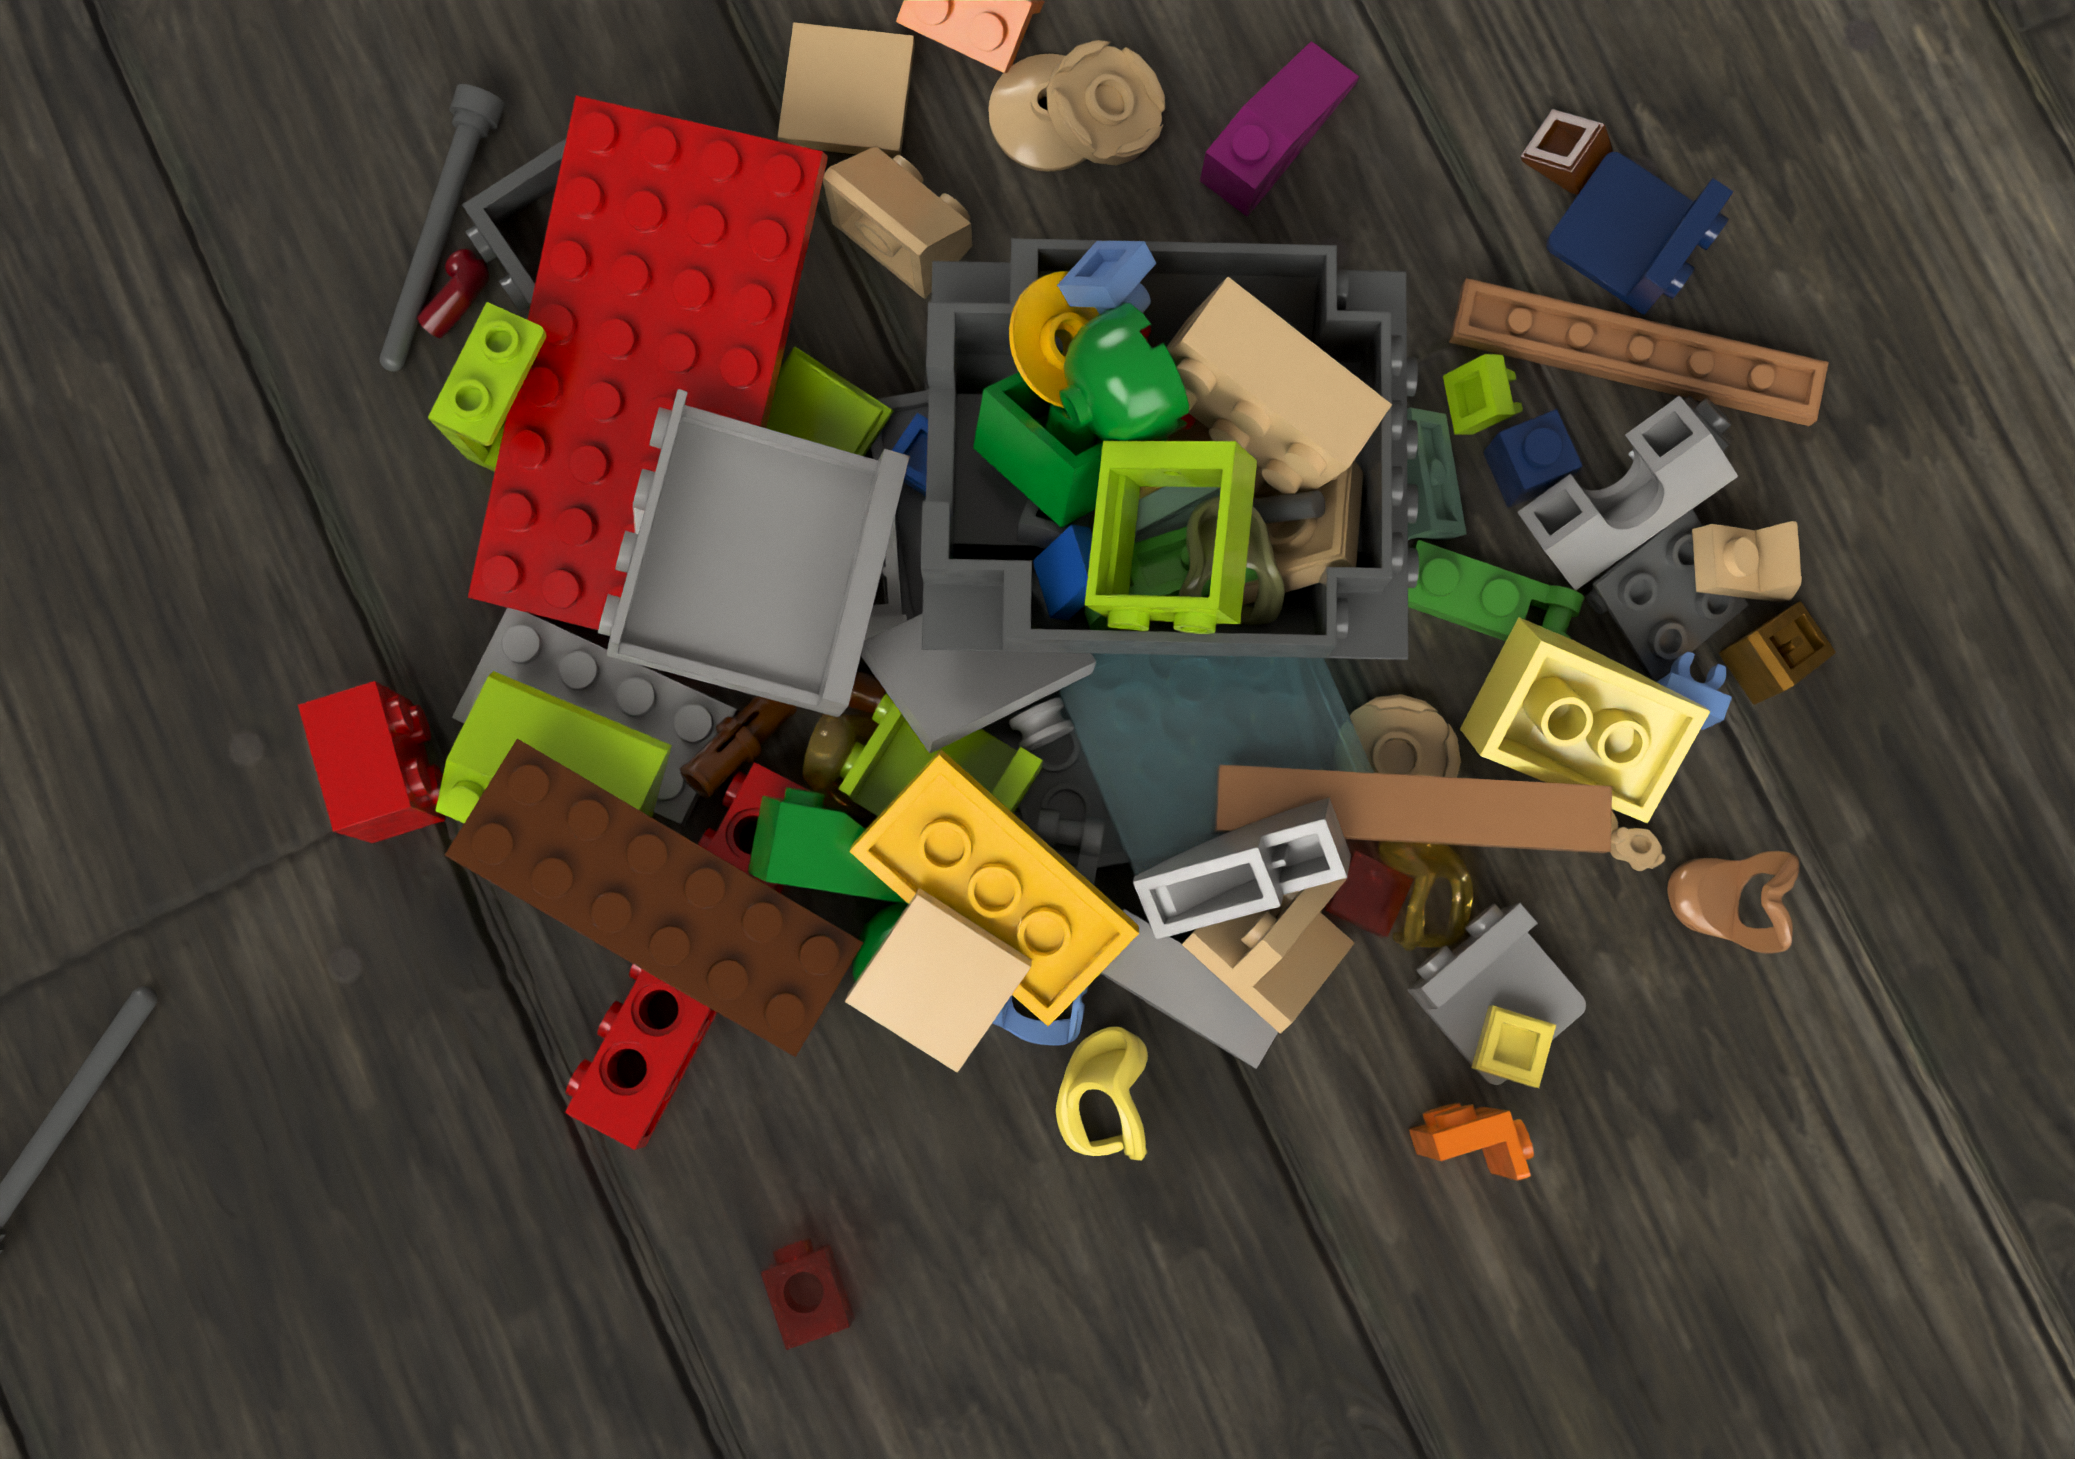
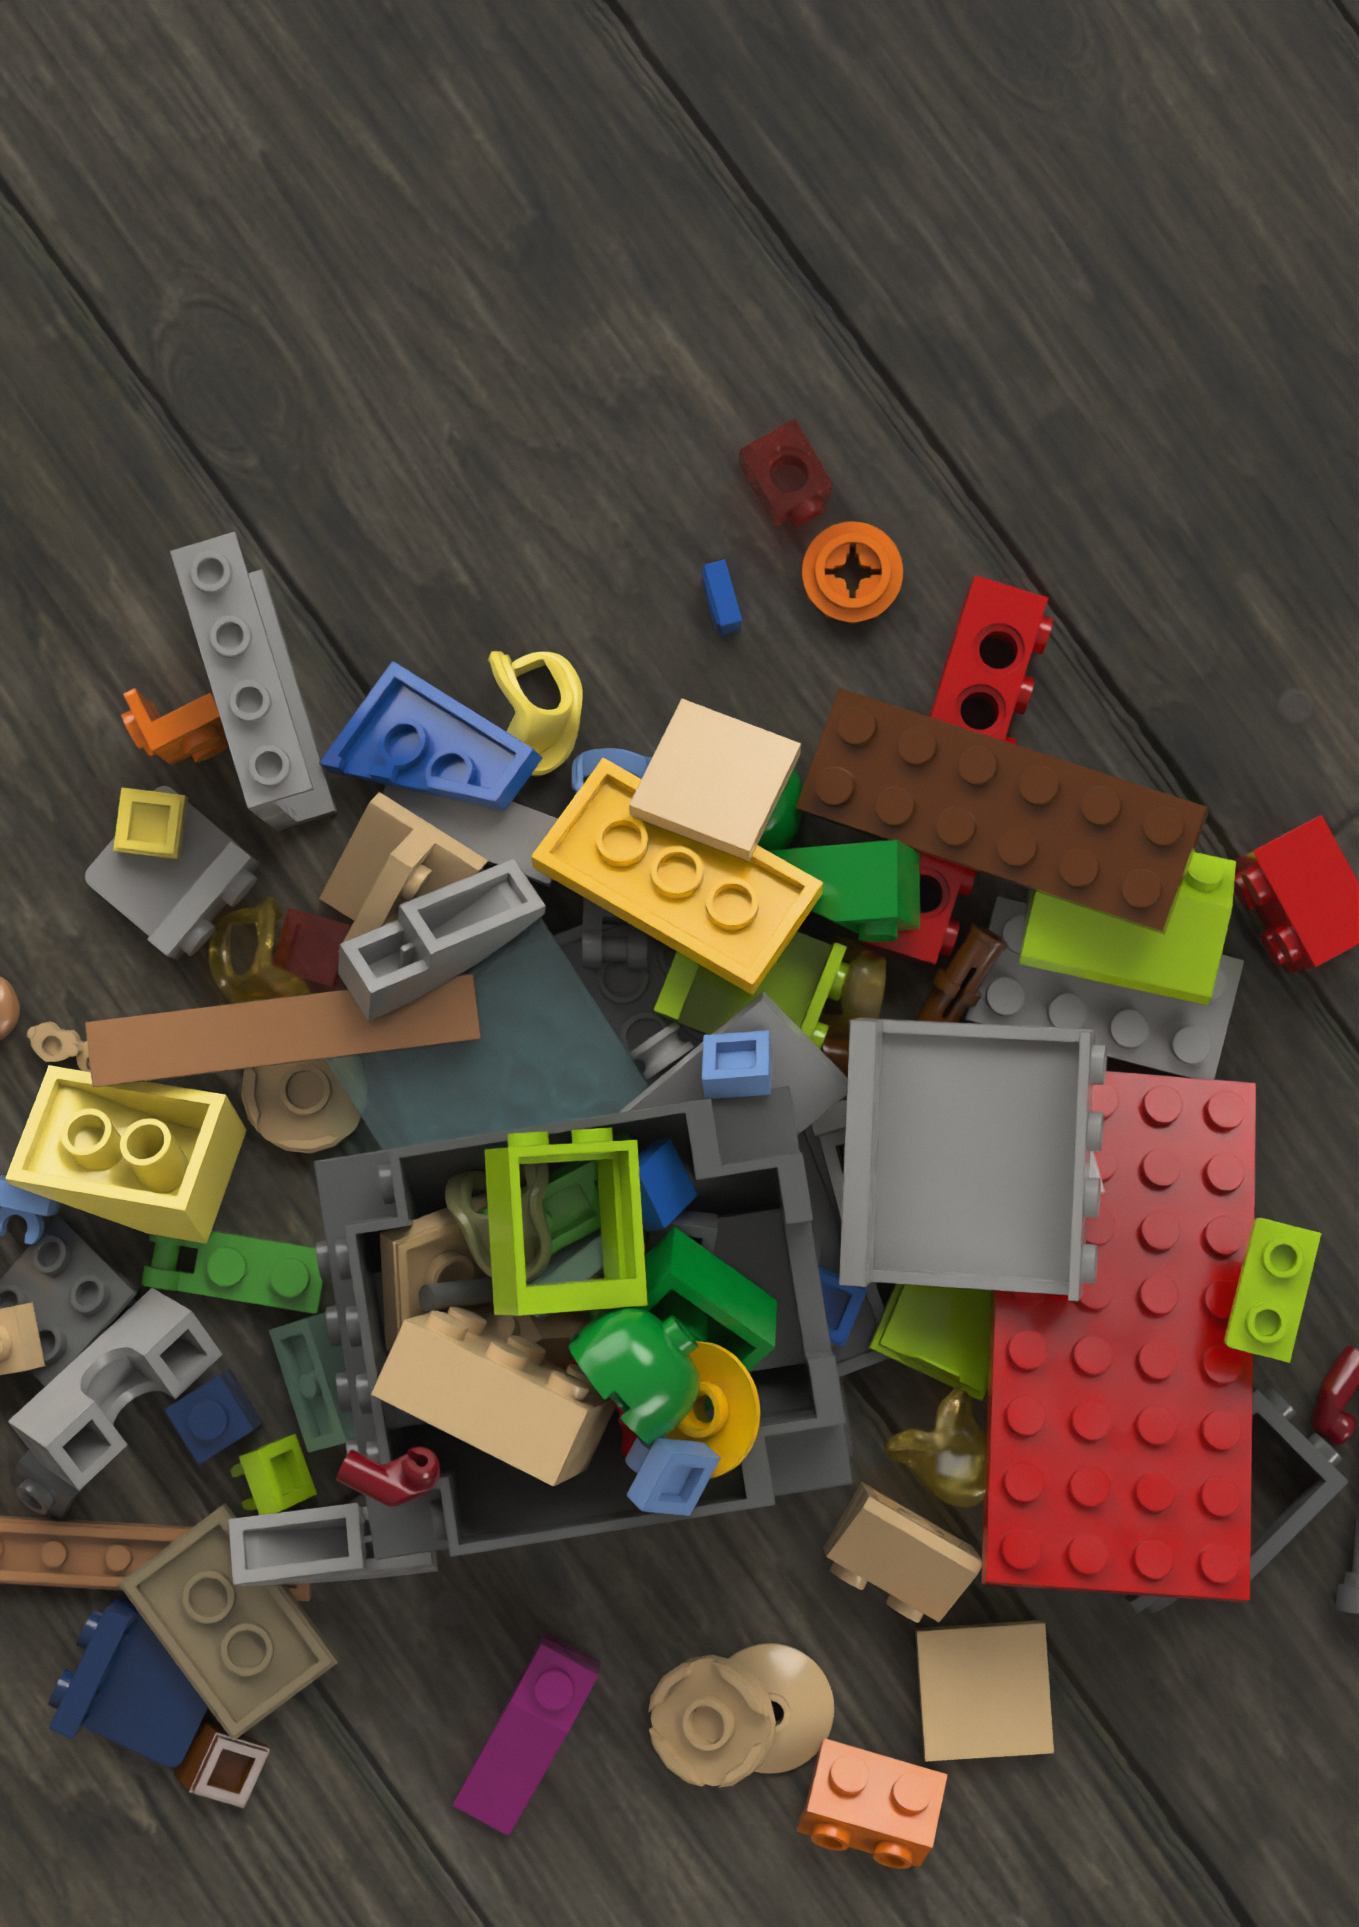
camera: 170 degrees right, 5 degrees up
(734, 1197) = (874, 552): none -> orange gear
(832, 296) = (951, 1456): none -> clear yellow piece
(898, 1176) = (721, 598): none -> blue tile
(969, 680) = (737, 1064): none -> medium blue tile
(1219, 1075) = (430, 745): none -> blue wing
(1381, 320) = (395, 1481): none -> dark red arm
(1395, 1165) = (253, 683): none -> light grey panel
(1471, 320) = (313, 1548): none -> light grey slope
(1545, 269) = (233, 1643): none -> dark tan tile

